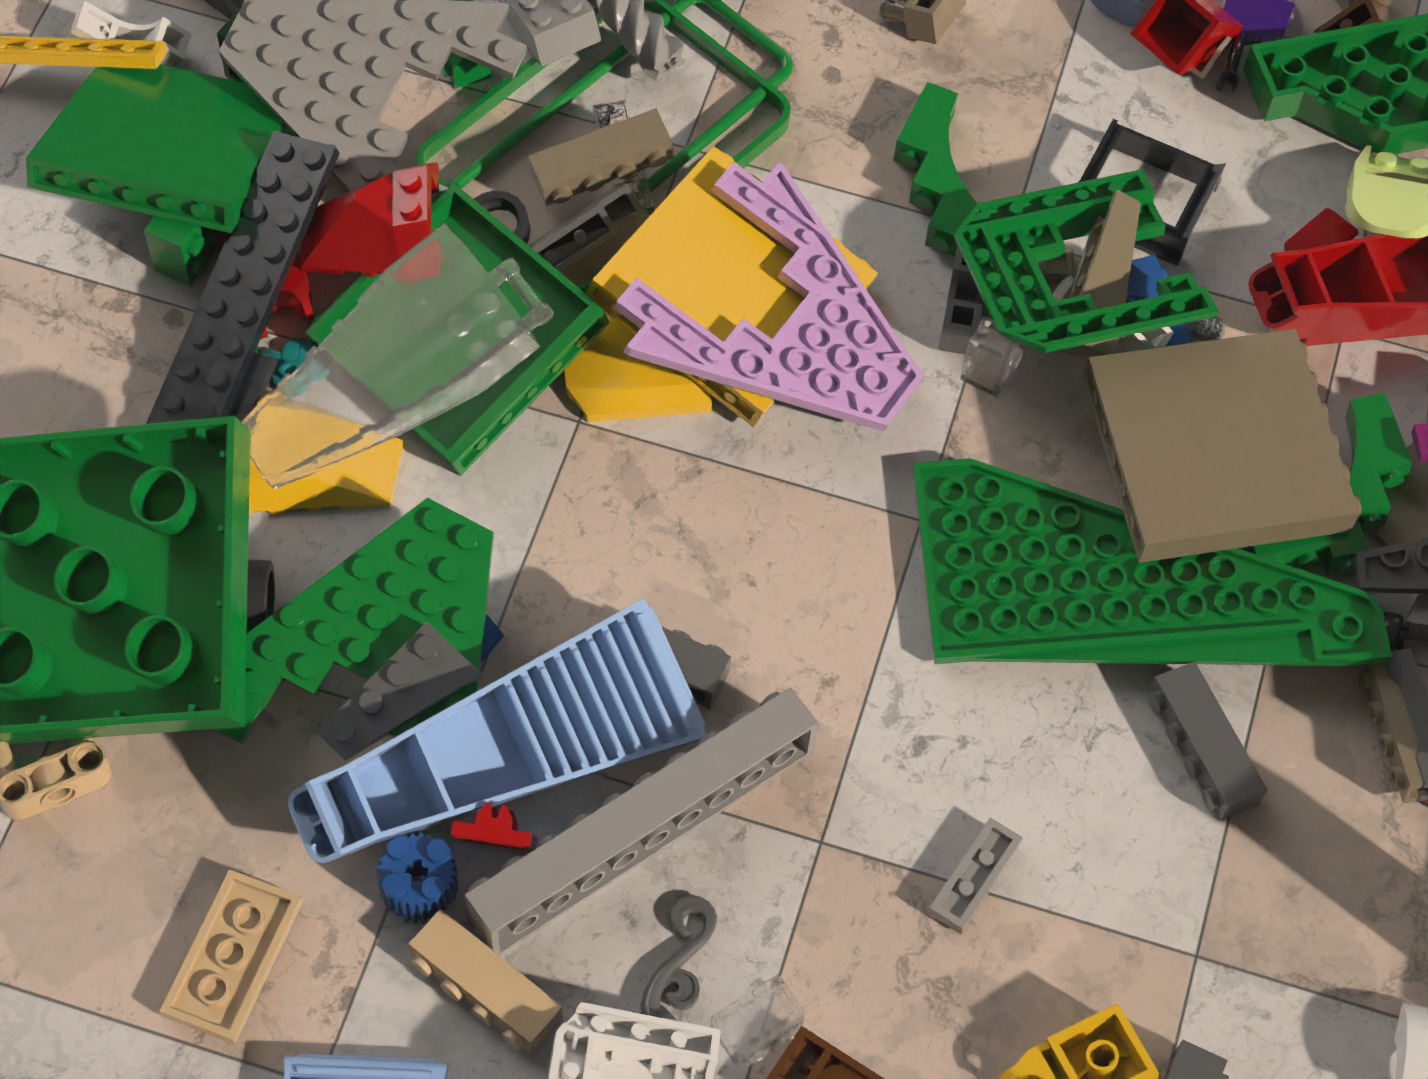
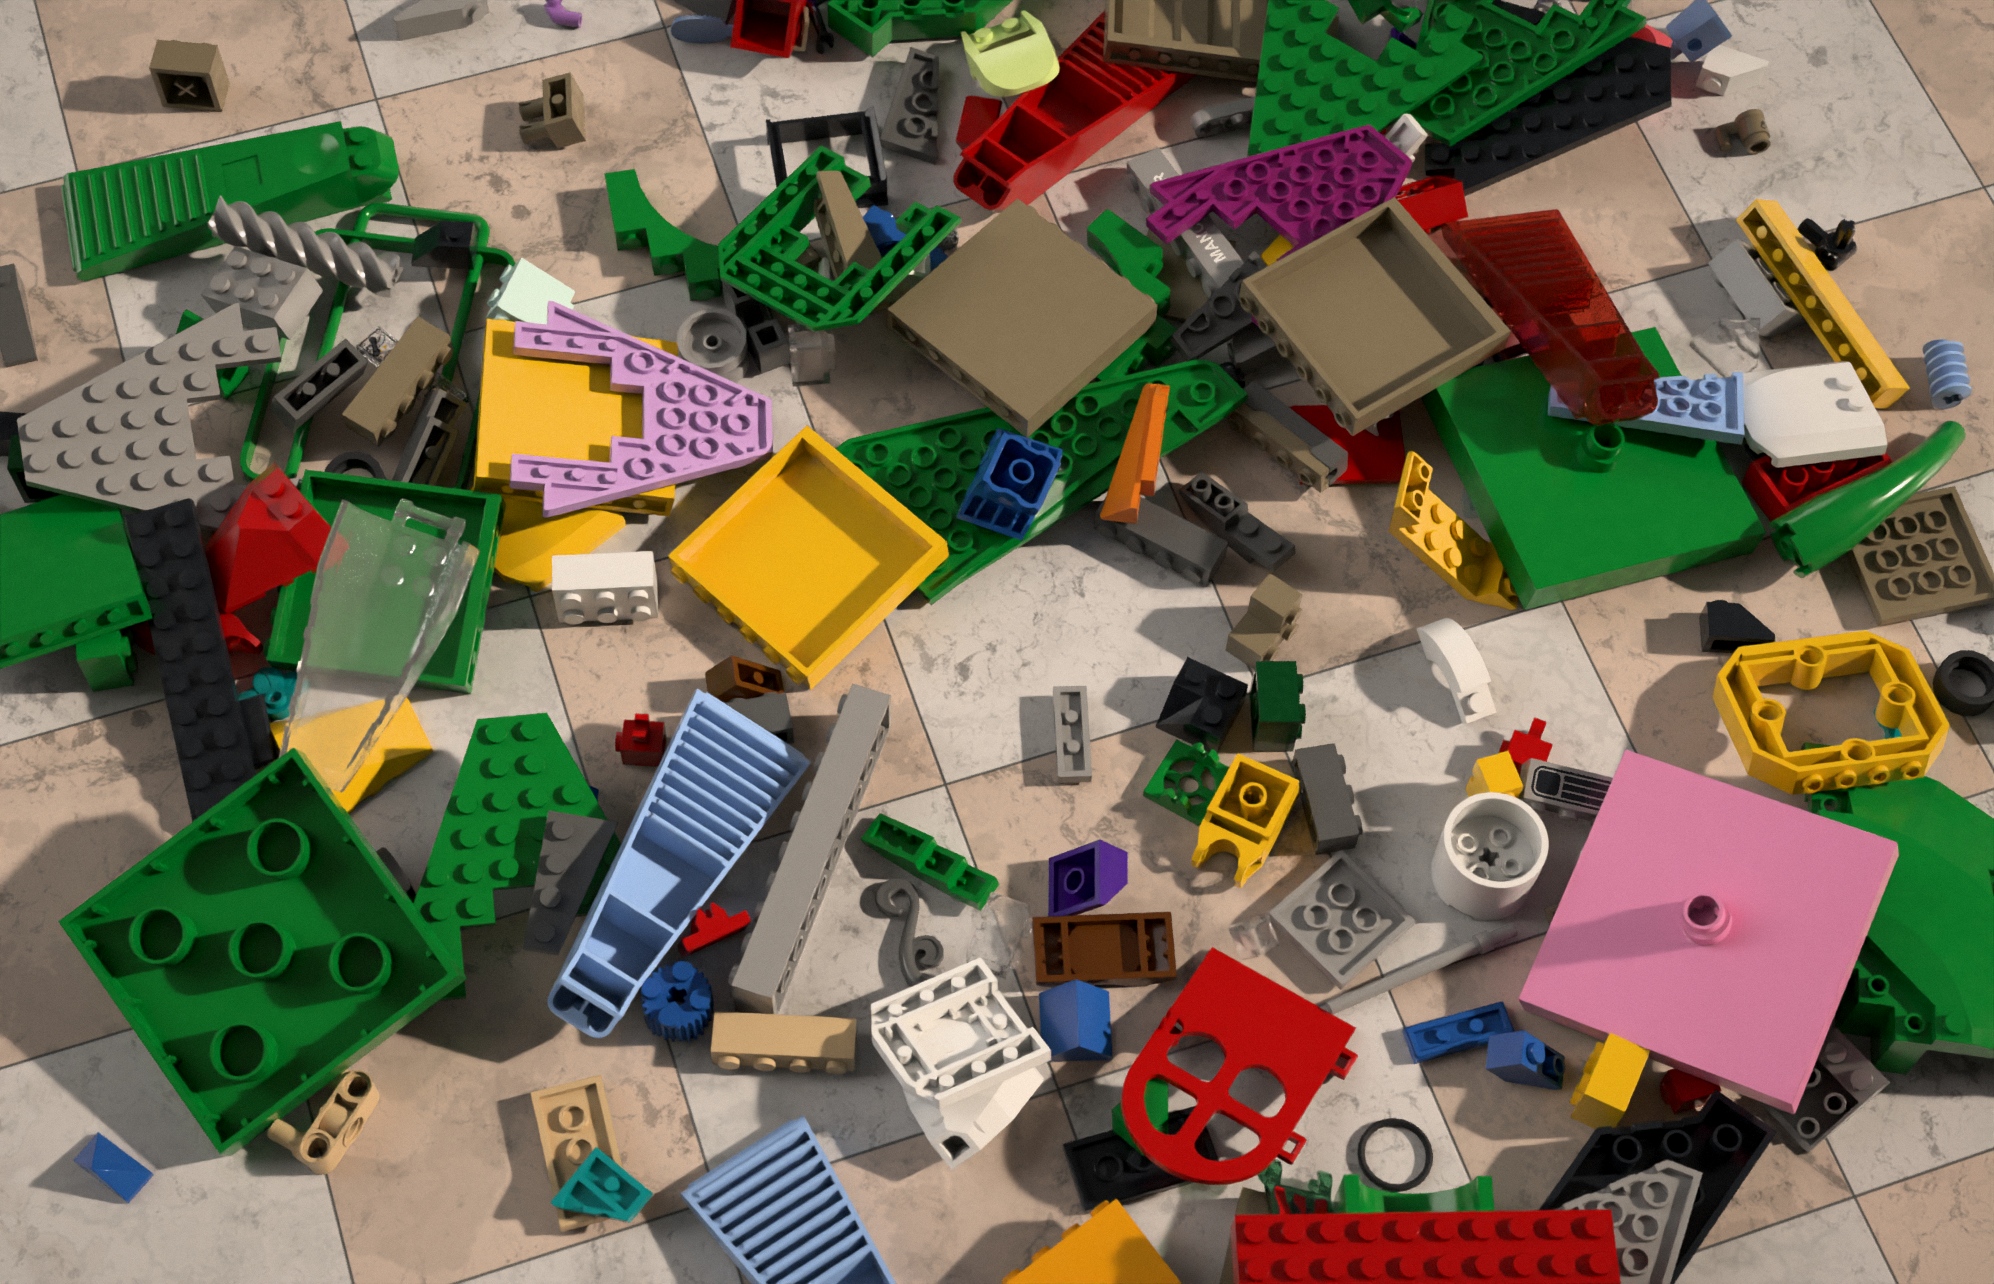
camera: 35 degrees left, 0 degrees up
(218, 1003) = (602, 1190): none -> teal wing
(530, 119) = (318, 385): none -> dark grey brick
(569, 613) = (641, 741): none -> red brick
(642, 454) = (605, 587): none -> white brick
(703, 620) = (742, 679): none -> reddish brown slope
(737, 65) = (446, 246): none -> black slope
(748, 905) = (929, 862): none -> green slope
(774, 142) = (527, 294): none -> light aqua brick
(848, 545) = (808, 557): none -> yellow panel
(882, 1024) = (1086, 878): none -> dark purple slope
(910, 296) = (715, 343): none -> light grey wheel
(1065, 963) = (1179, 803): none -> green piece
(1089, 596) = (1010, 484): none -> blue slope
(1123, 933) = (1202, 705): none -> black slope
(1195, 983) = (1276, 706): none -> dark green brick
(1237, 650) = (1139, 458): none -> orange wedge
(1249, 896) = (1269, 621): none -> dark tan brick
(1264, 194) = (913, 113): none -> dark grey wing
(1290, 777) = (1230, 520): none -> dark grey slope

